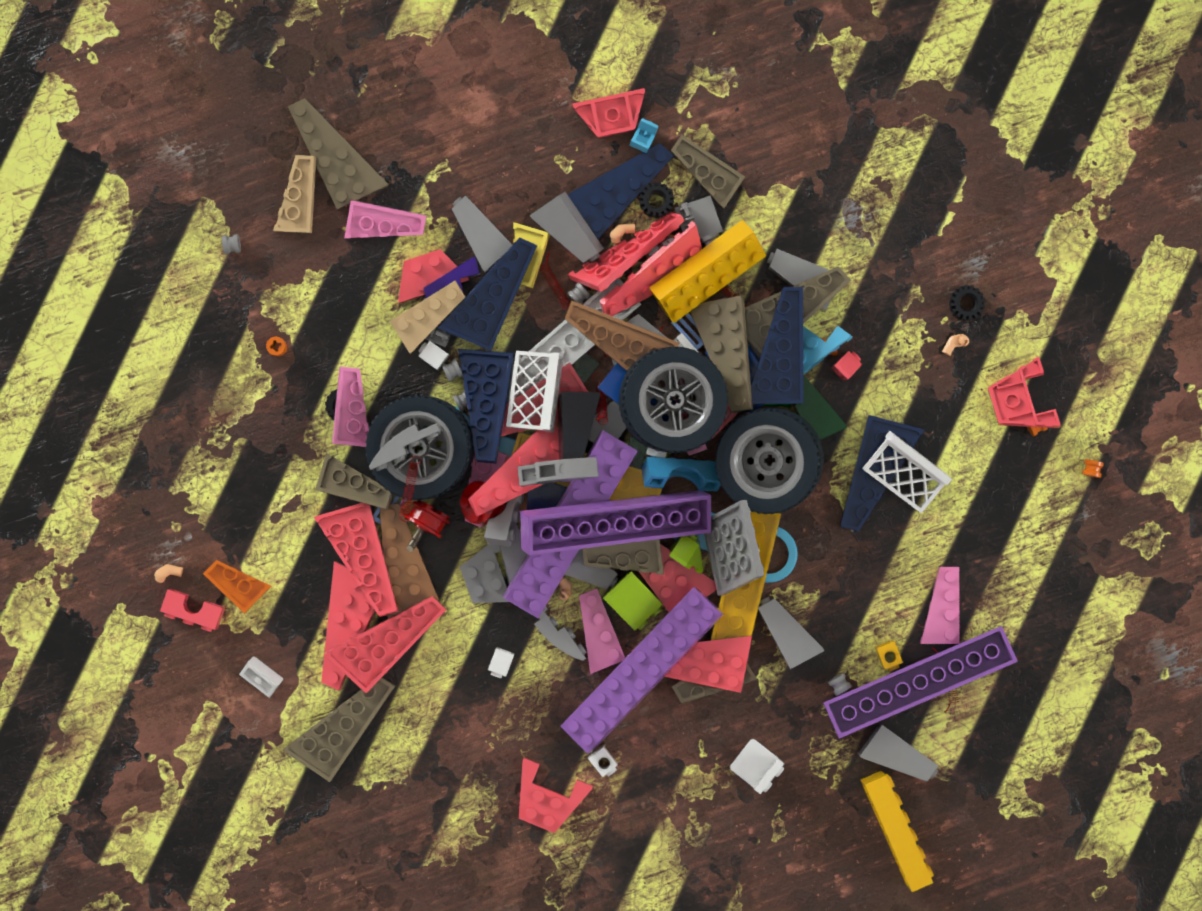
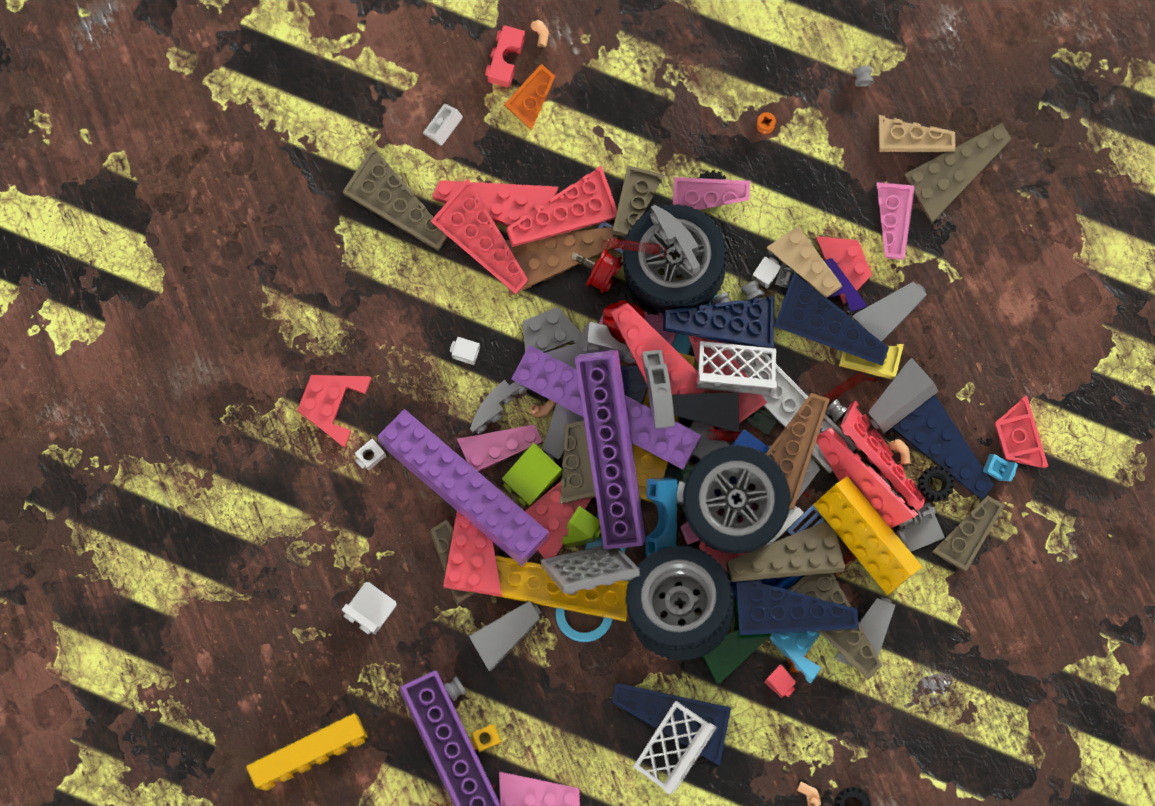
camera: 90 degrees right, 10 degrees down
(893, 752) = (386, 749): light grey slope -> none

